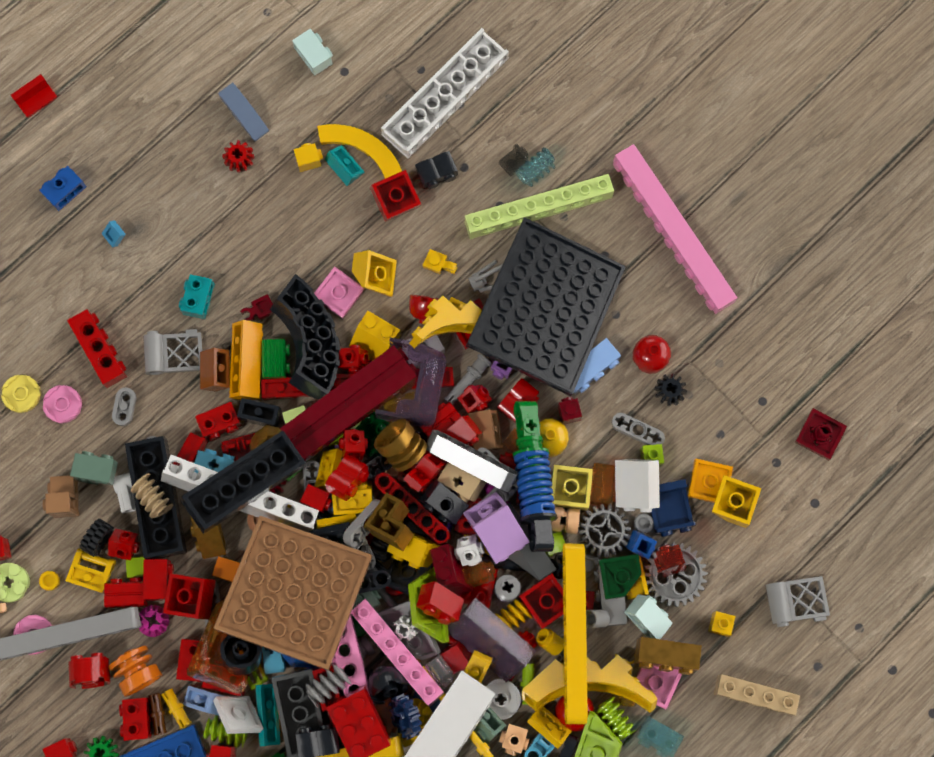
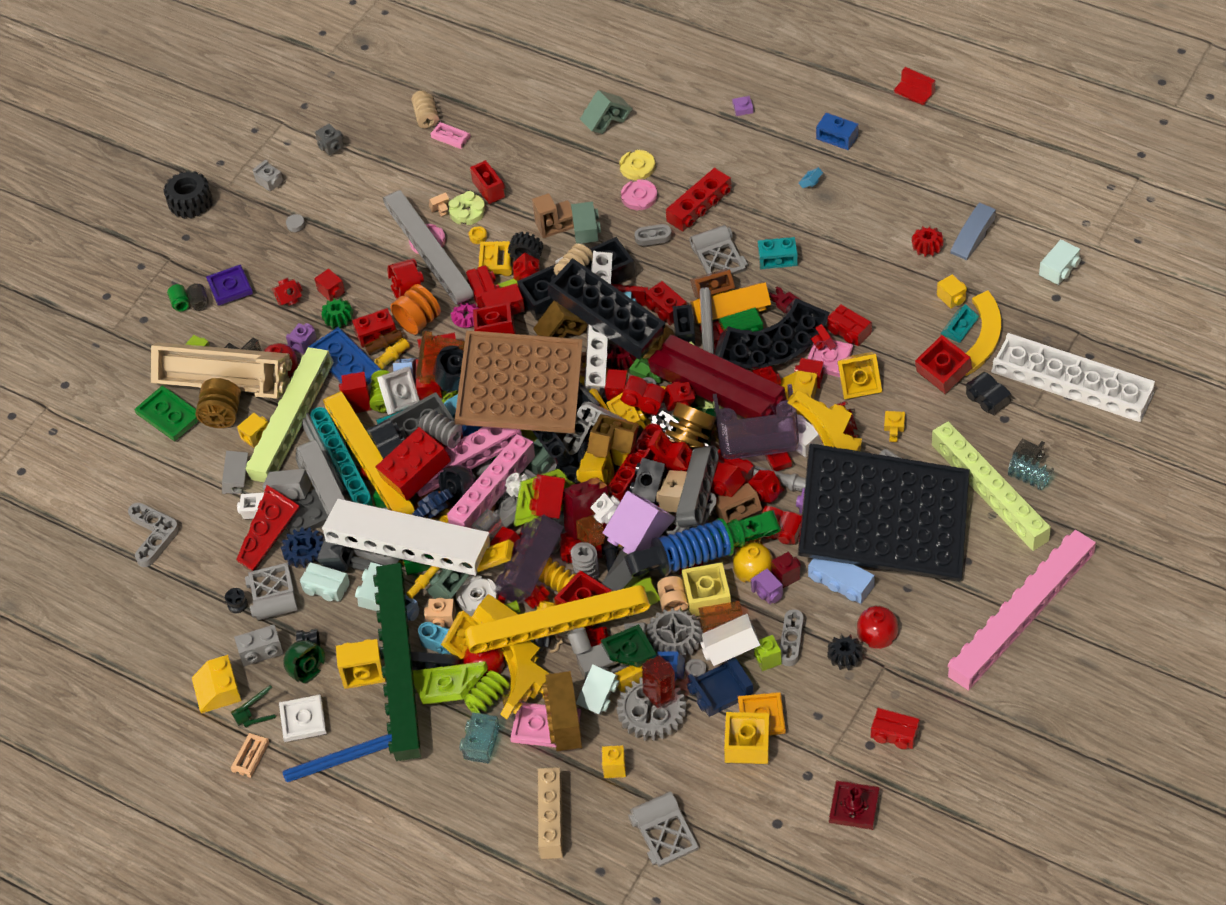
camera: 80 degrees right, 25 degrees down
(274, 391) = (706, 320): none -> light grey axle
(312, 262) = (849, 325): none -> red brick
(324, 289) = (823, 339): none -> red tile
(353, 315) = (812, 366): none -> red brick
(582, 433) = (767, 586): none -> medium lavender brick
(759, 375) = (895, 728): none -> red brick

